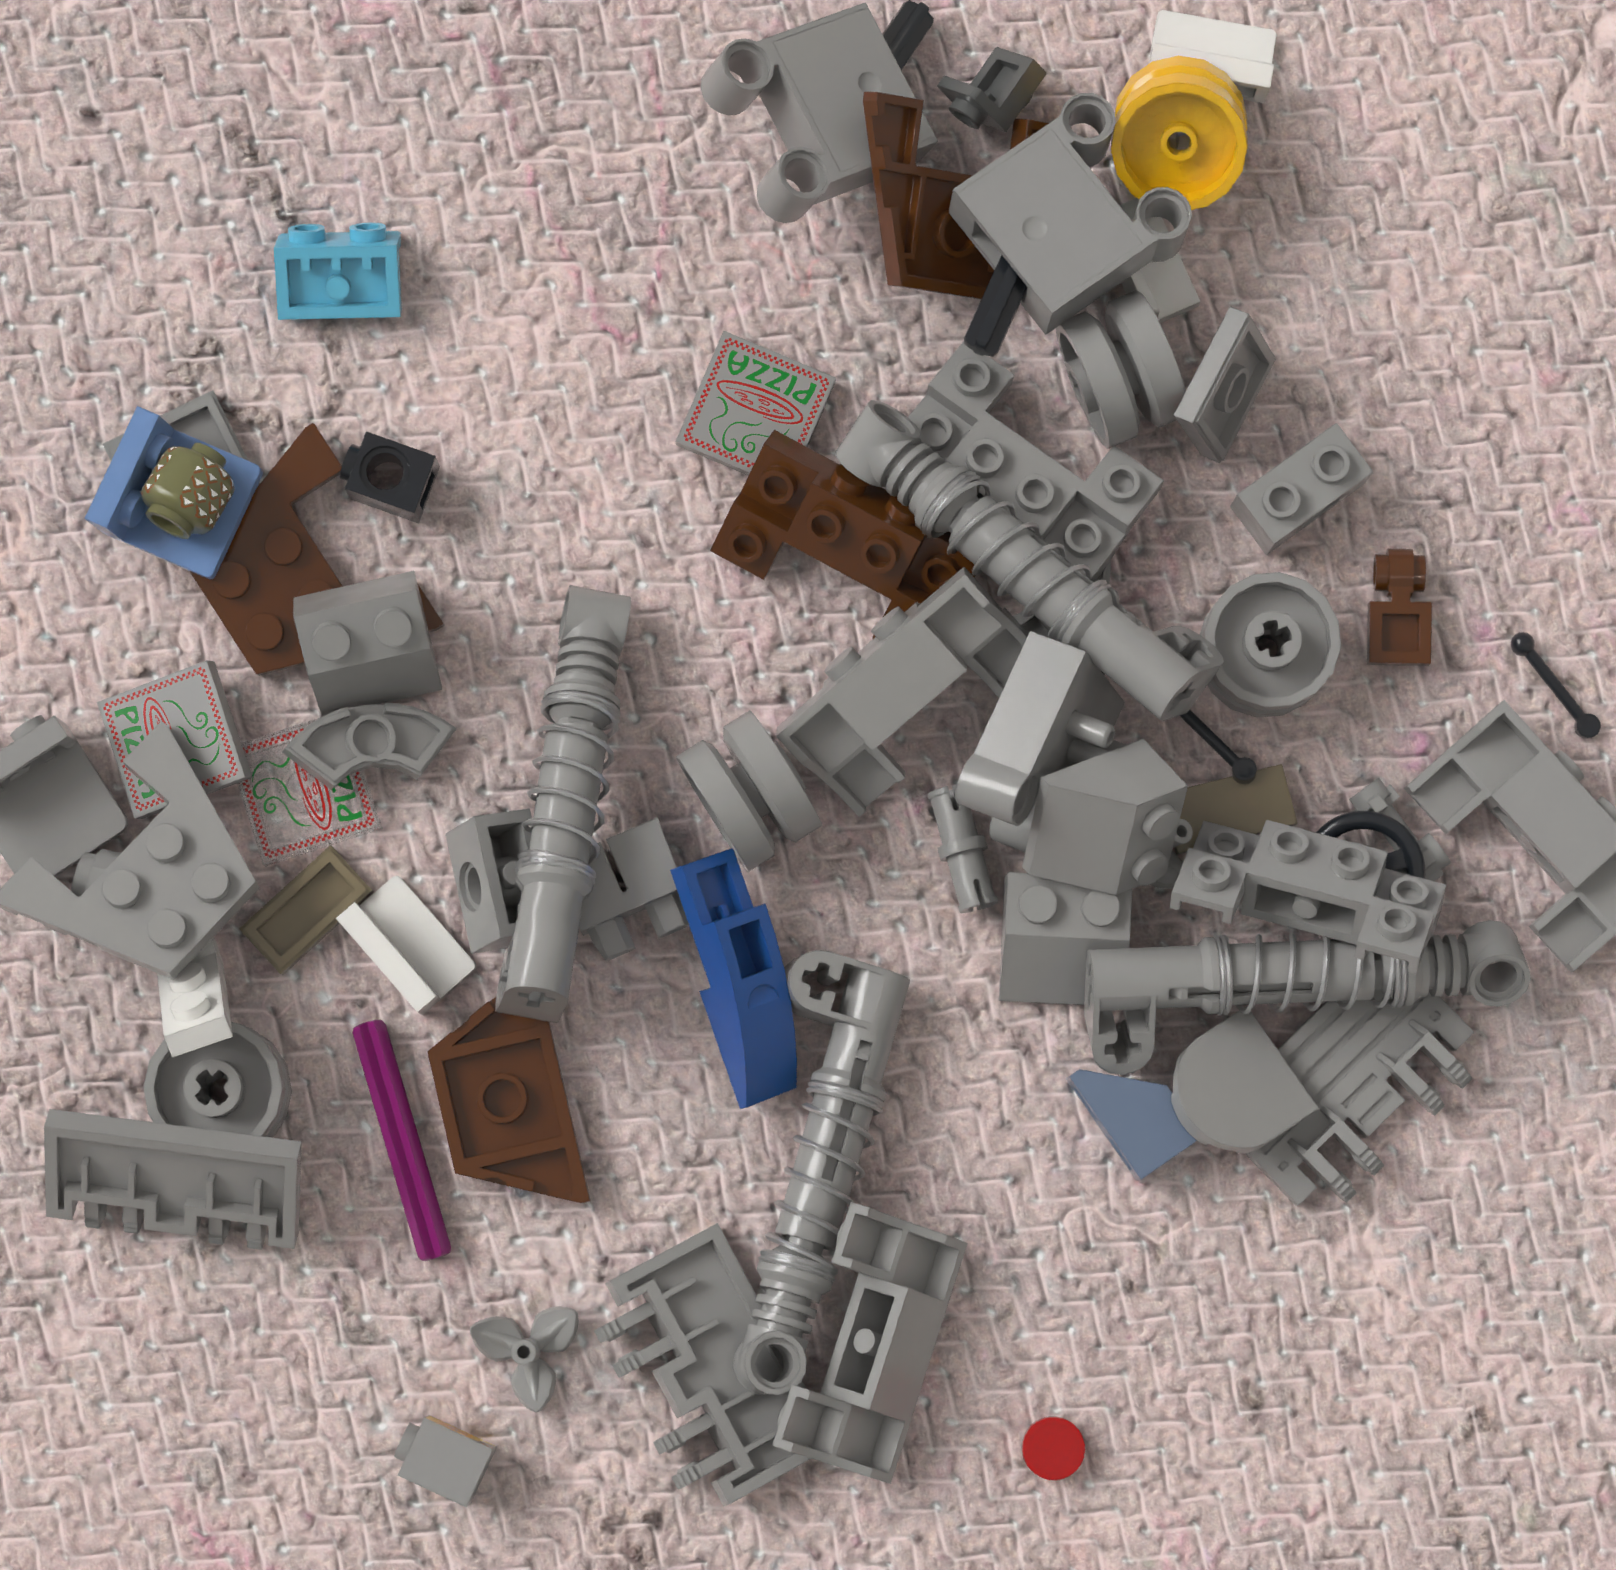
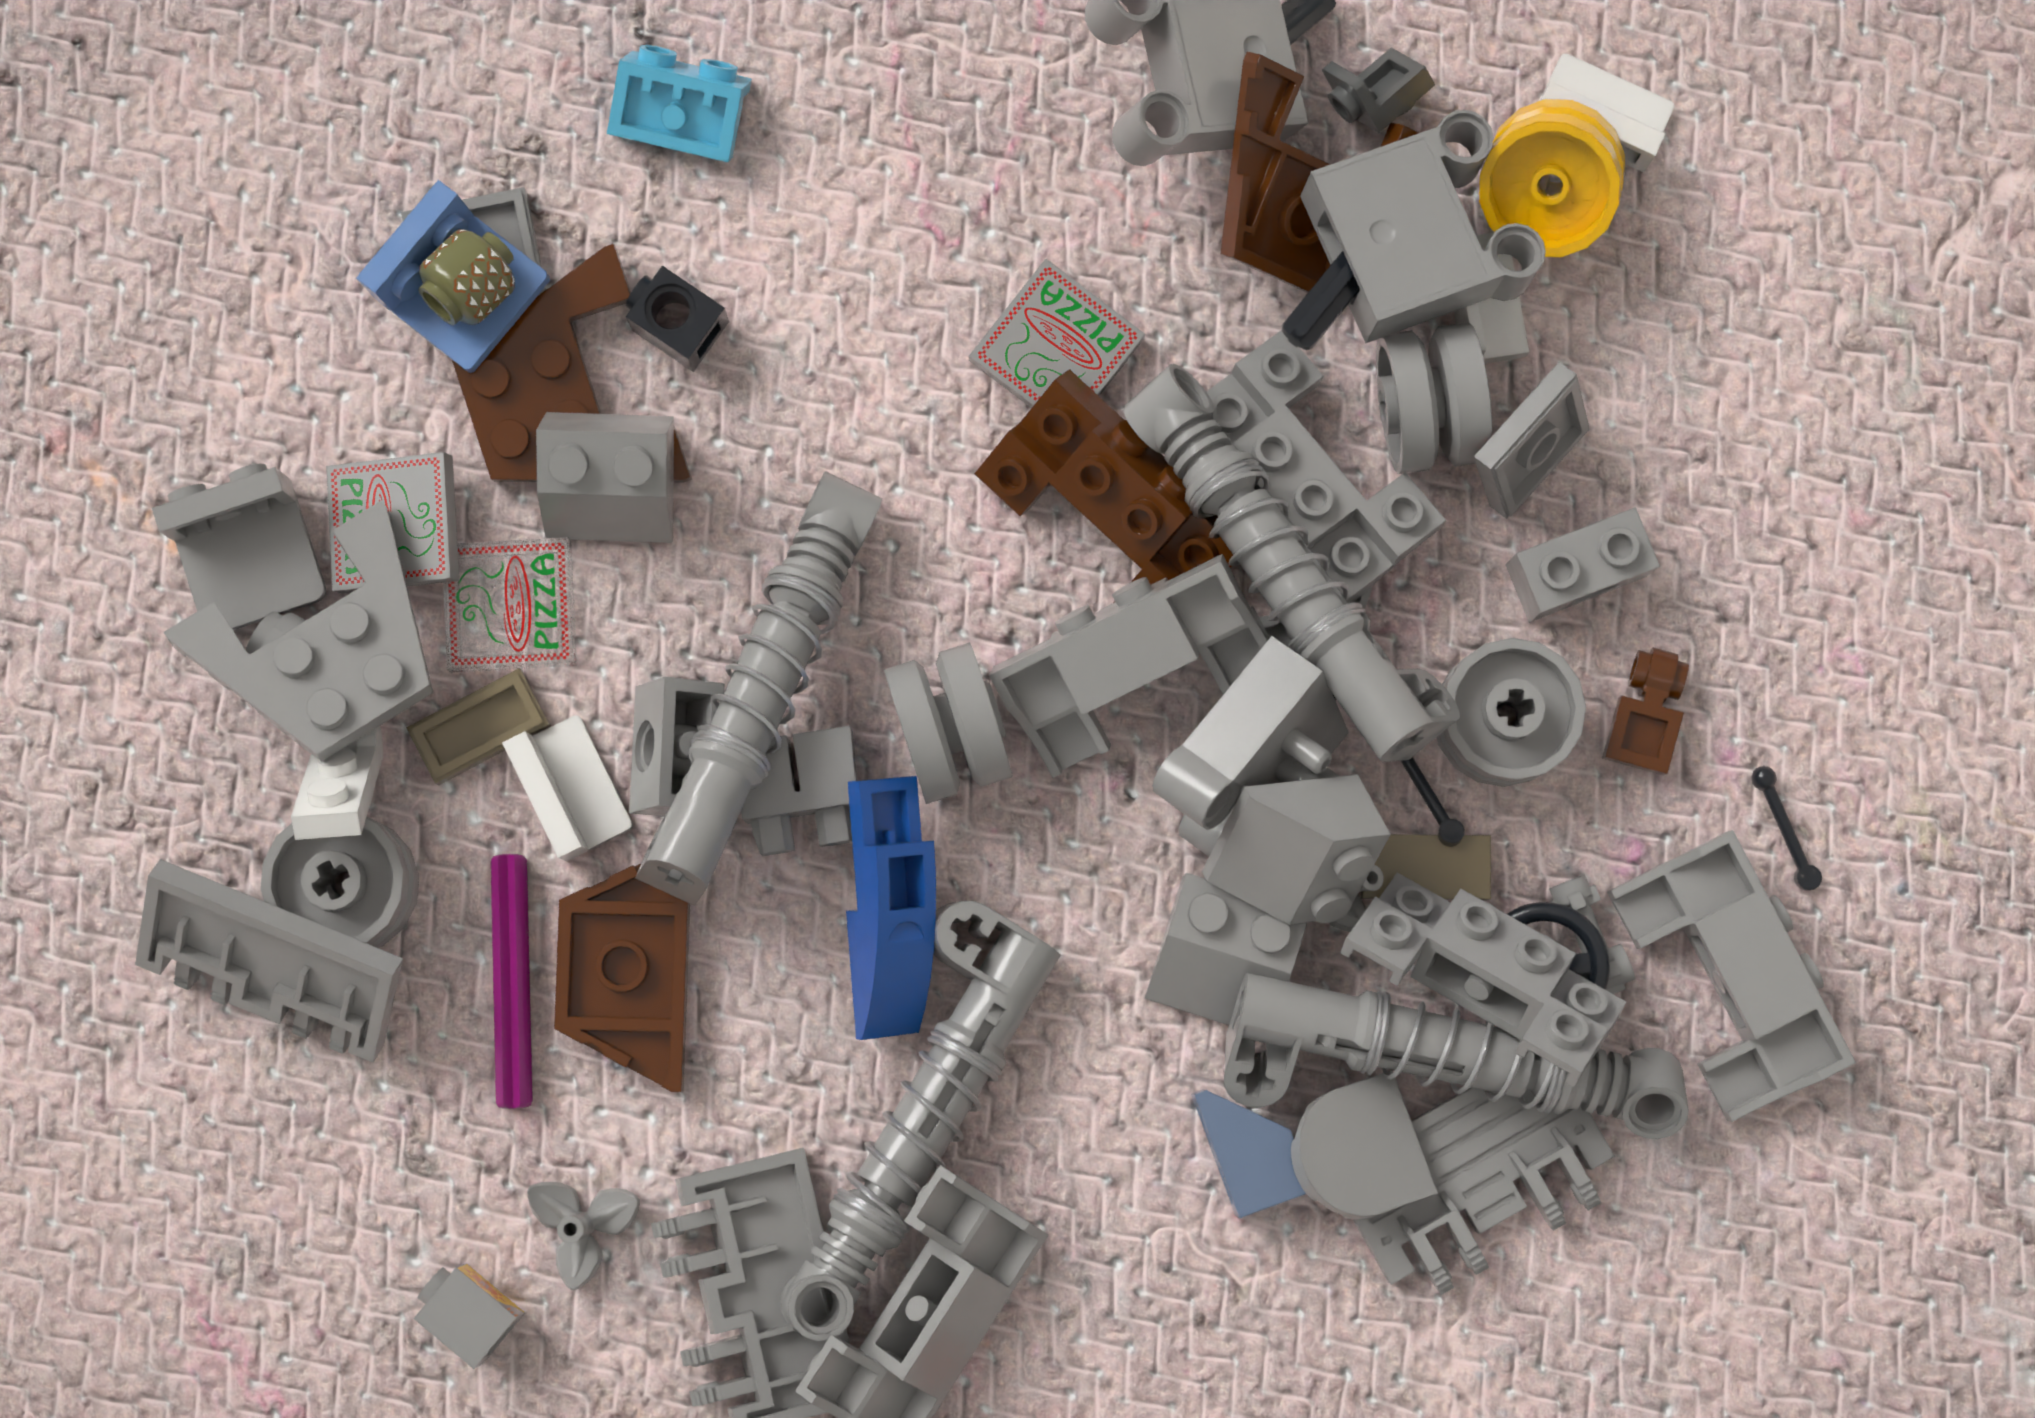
camera: 15 degrees right, 0 degrees up
(369, 737) = (584, 571): light grey tile -> none
(962, 851) = (1147, 839): light grey pin -> none

